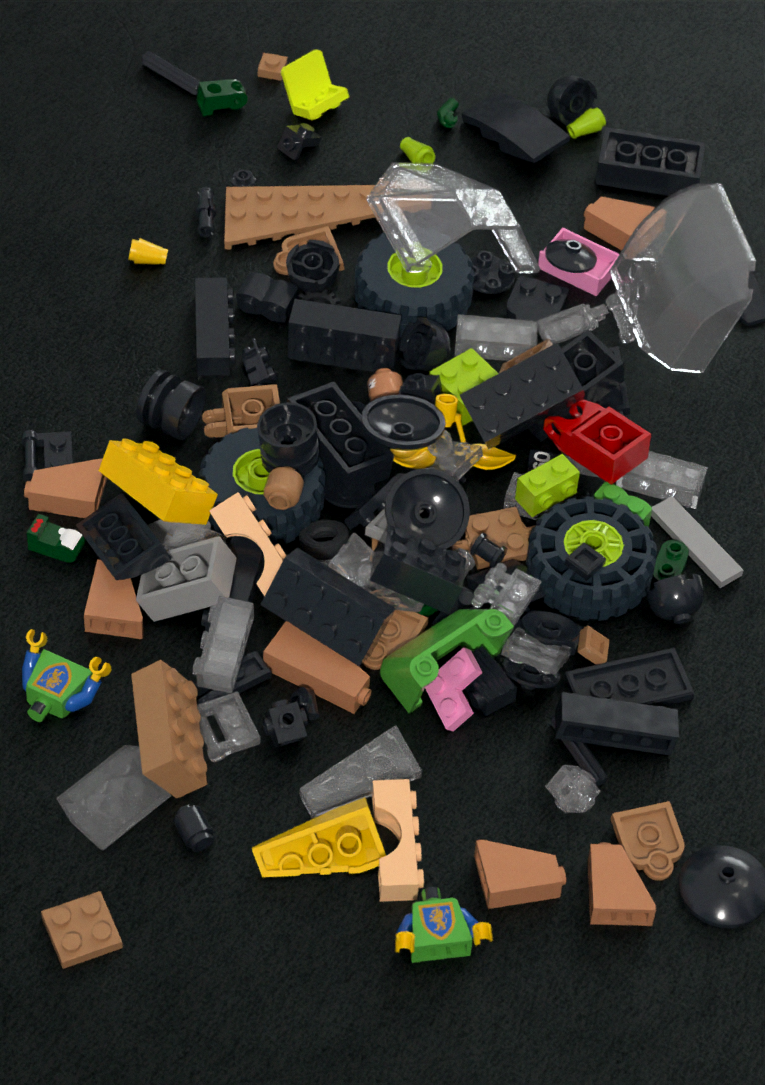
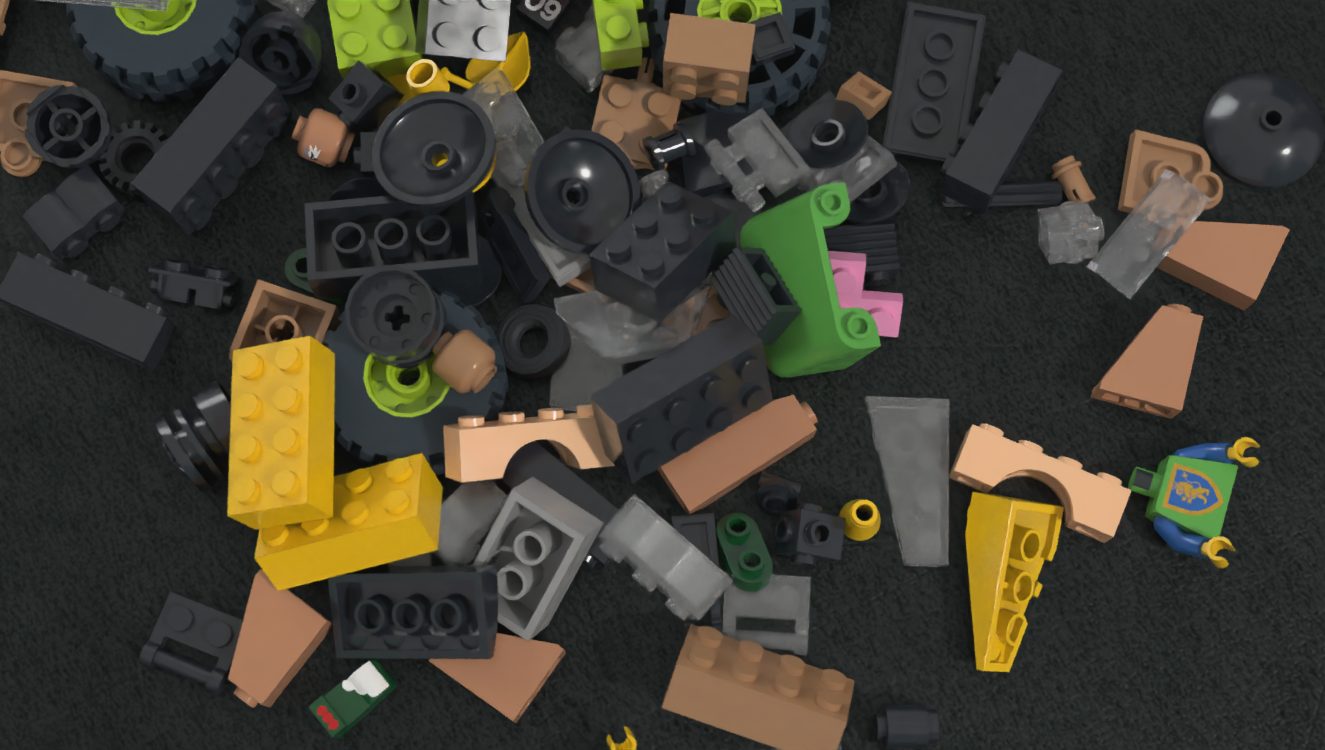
camera: 60 degrees left, 25 degrees up
(188, 418) = (282, 433): none -> yellow brick
(255, 696) = (743, 548): none -> dark green plate
(314, 749) = (856, 528): none -> yellow cone
(417, 622) = (755, 293): none -> black brick
(544, 524) = (707, 59): none -> medium nougat brick
(597, 825) = (1149, 233): none -> clear brick
(615, 780) = (1072, 180): none -> medium nougat pin

